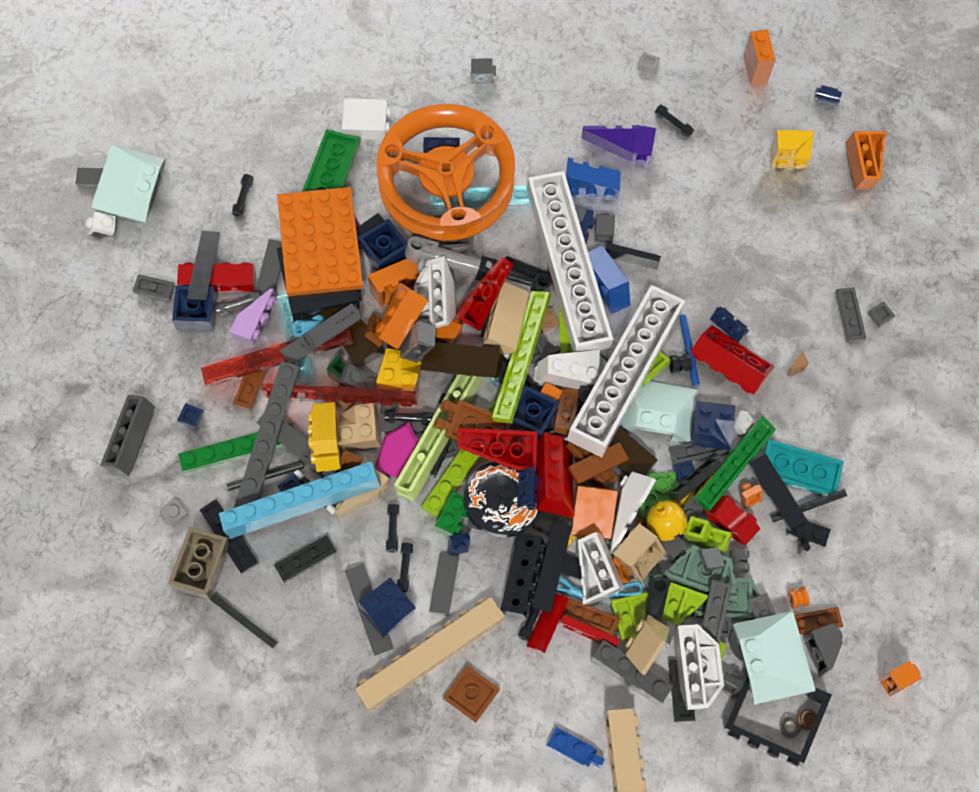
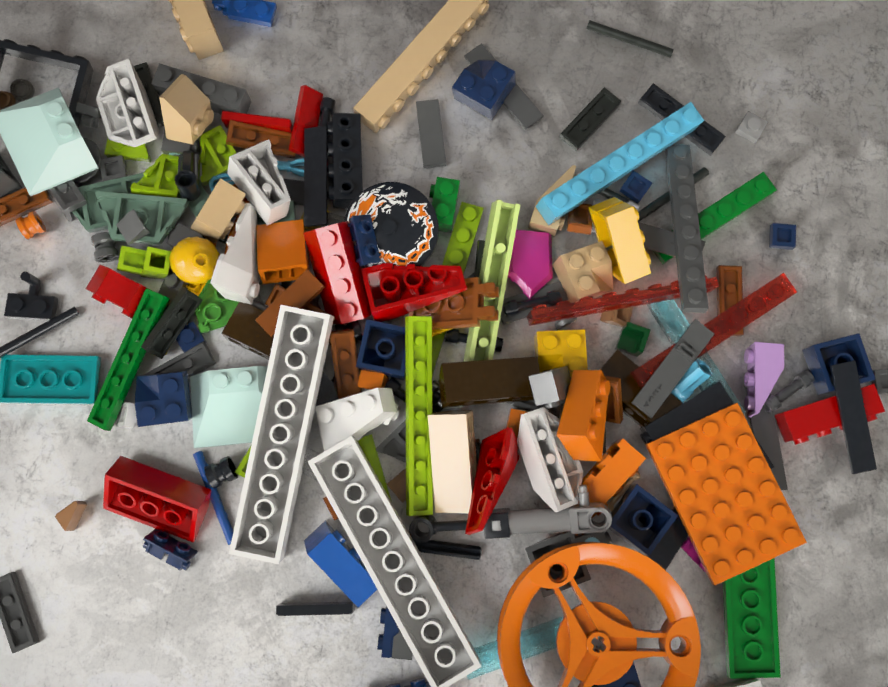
camera: 165 degrees right, 10 degrees up
(127, 435) = (842, 188): dark grey brick -> none
(199, 563) = (701, 70): dark tan brick -> none
(238, 208) = (849, 565): black bar -> none
(357, 378) = (606, 330): dark grey plate -> none
(391, 543) = (512, 194): black bar -> none
(406, 551) = (483, 156): black bar -> none
(458, 544) = (427, 174): dark blue plate -> none
(471, 694) = (368, 32): dark orange tile -> none
(604, 228) = (362, 640): dark grey brick -> none
(716, 609) = (119, 175): dark grey tile -> none
(750, 495) = (104, 327): orange tile -> none
(777, 492) = (71, 337): black tile -> none

